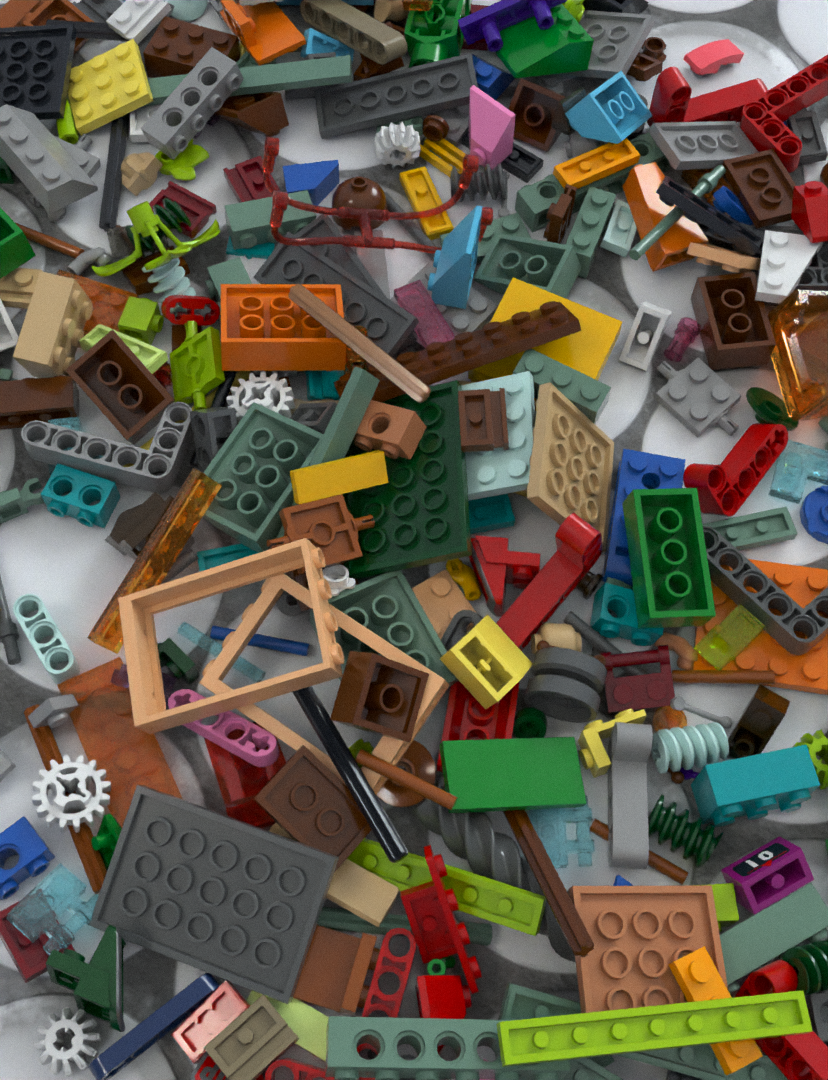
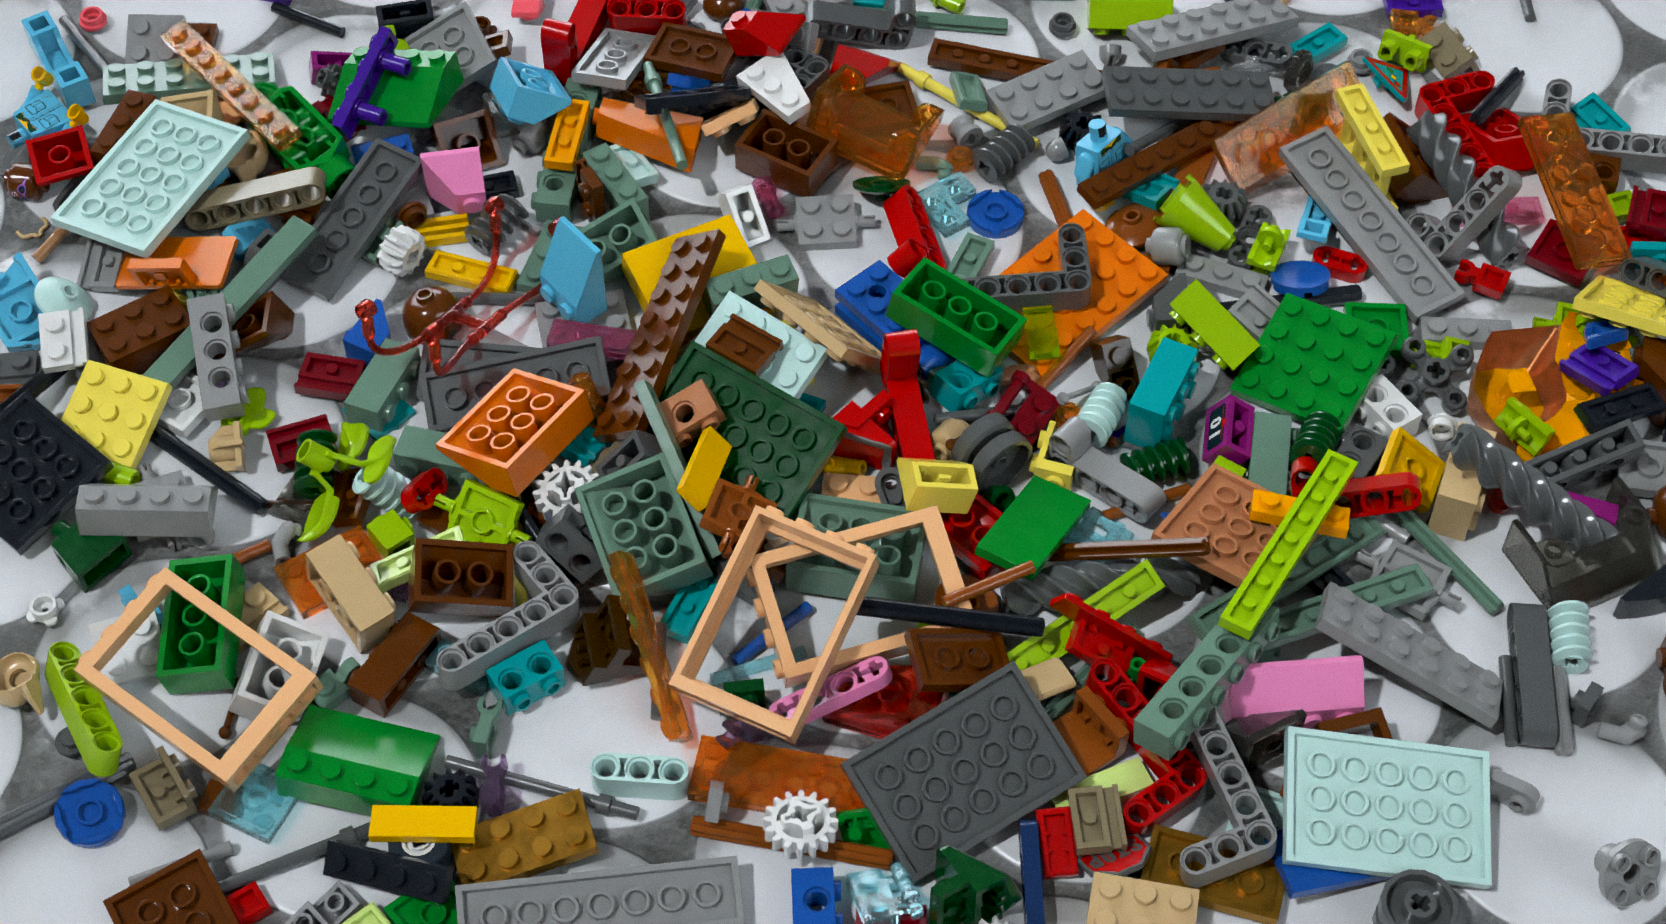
camera: 50 degrees left, 10 degrees down
(359, 343) = (595, 380): medium nougat axle -> none
(379, 696) = (914, 552): reddish brown slope -> none

